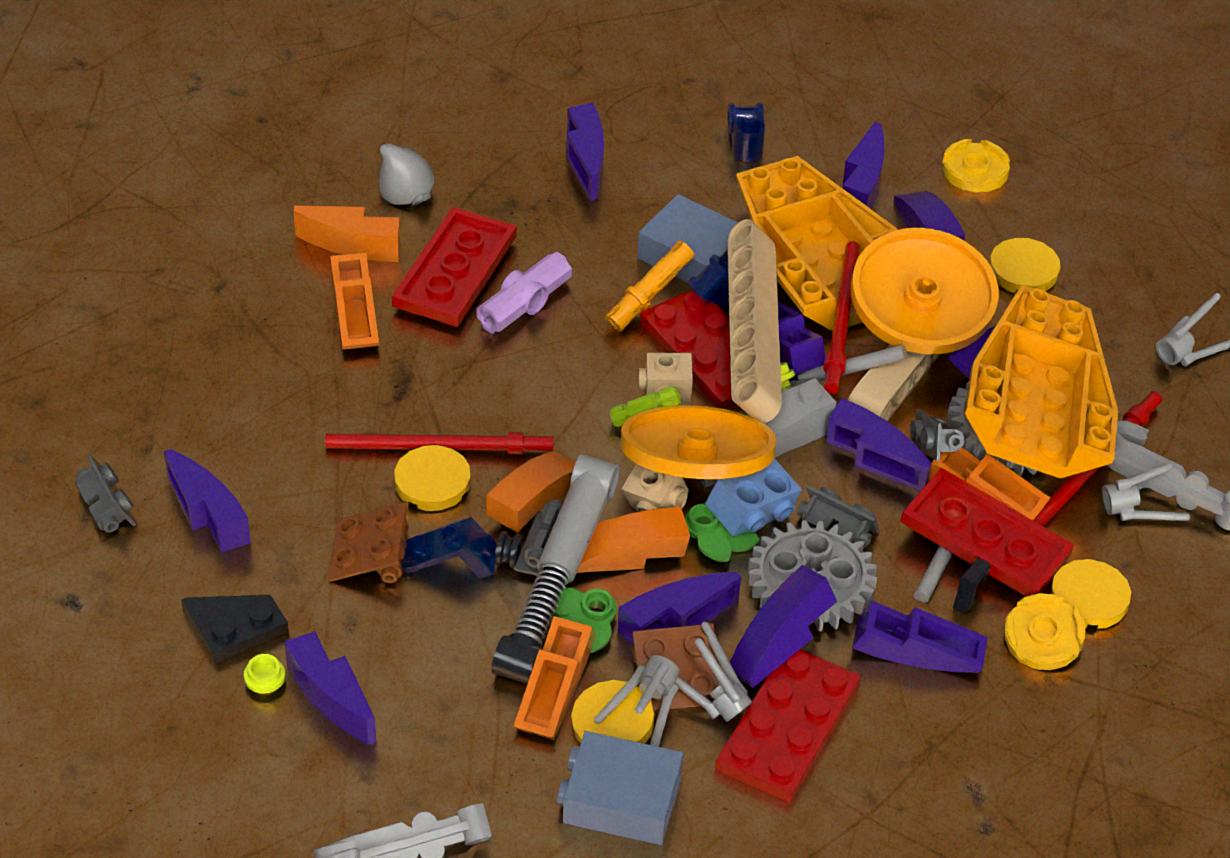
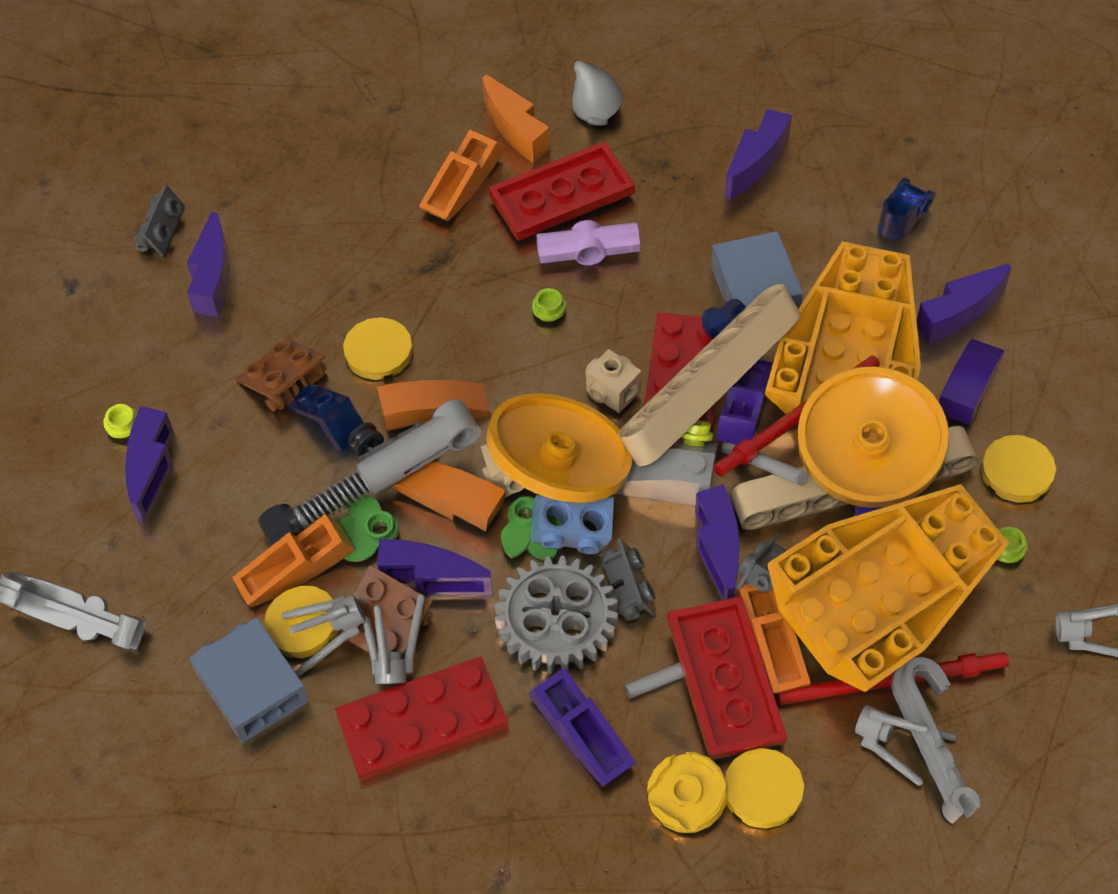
camera: 45 degrees right, 10 degrees up
(234, 622) = (144, 370): black wing -> none
(514, 443) = (457, 357): red bar -> none
(543, 358) = (548, 305): none -> lime plate
(640, 295) = (687, 292): light orange pin -> none
(666, 397) = (585, 394): lime axle -> none
(782, 625) = (479, 638): dark purple slope -> none
(969, 581) = (668, 707): black tile -> none
(976, 165) = (1073, 354): yellow tile -> none

